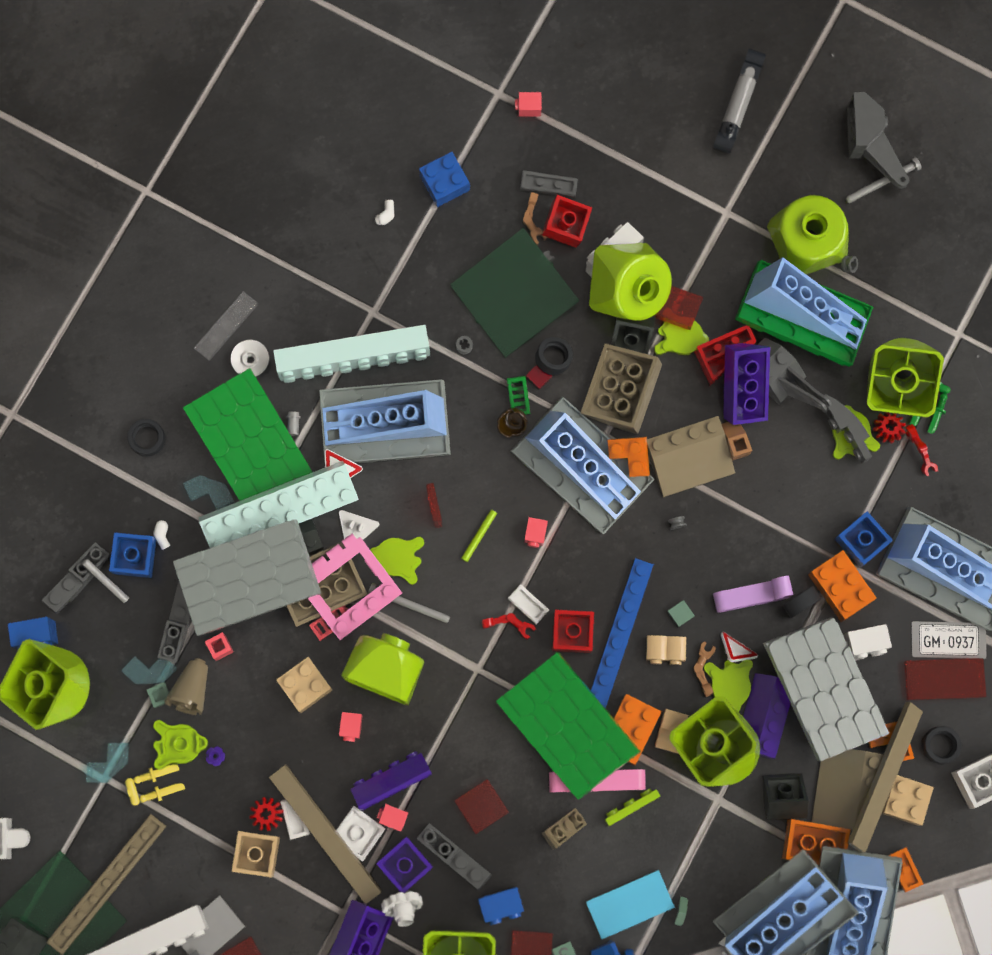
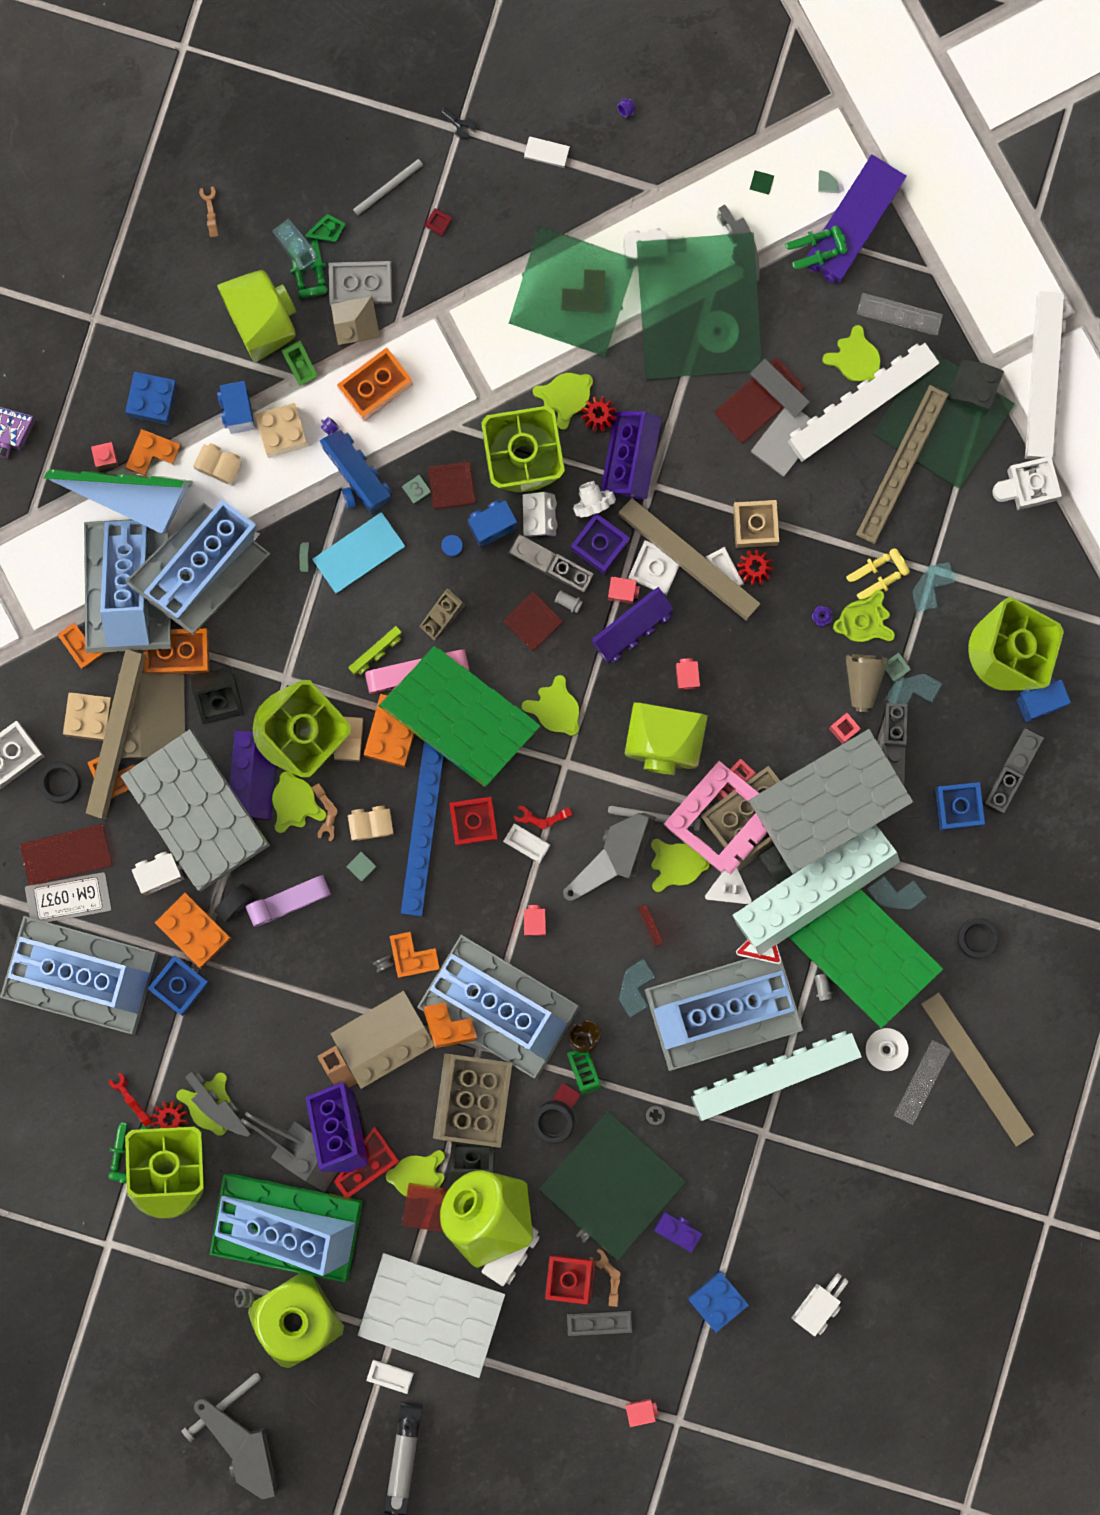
camera: 170 degrees right, 5 degrees up
(105, 580) = (982, 773): light grey bar -> none
(160, 534) = (937, 837): white arm -> none
(175, 327) = (977, 1069): none -> dark tan tile
(304, 685) = (745, 707): tan brick -> none
(359, 155) = (820, 1306): none -> white brick
(387, 215) = (772, 1248): white arm -> none
(444, 817) = (569, 601): none -> light grey pin
(447, 571) = (621, 855): none -> dark grey slope
(454, 906) = (539, 514): none -> white bracket
(457, 466) = (629, 995): none -> clear light blue tile
(466, 243) = (678, 1231): none -> dark purple brick
(477, 720) = (556, 708): none -> lime tile
(479, 535) = (593, 910): lime bar -> none
(542, 893) = (452, 545): none -> blue tile
(654, 520) = (411, 962): none -> orange plate
(692, 213) = (431, 1315): none -> piece
(735, 177) = (390, 1376): none -> white tile
(735, 650) = (295, 838): white piece -> none

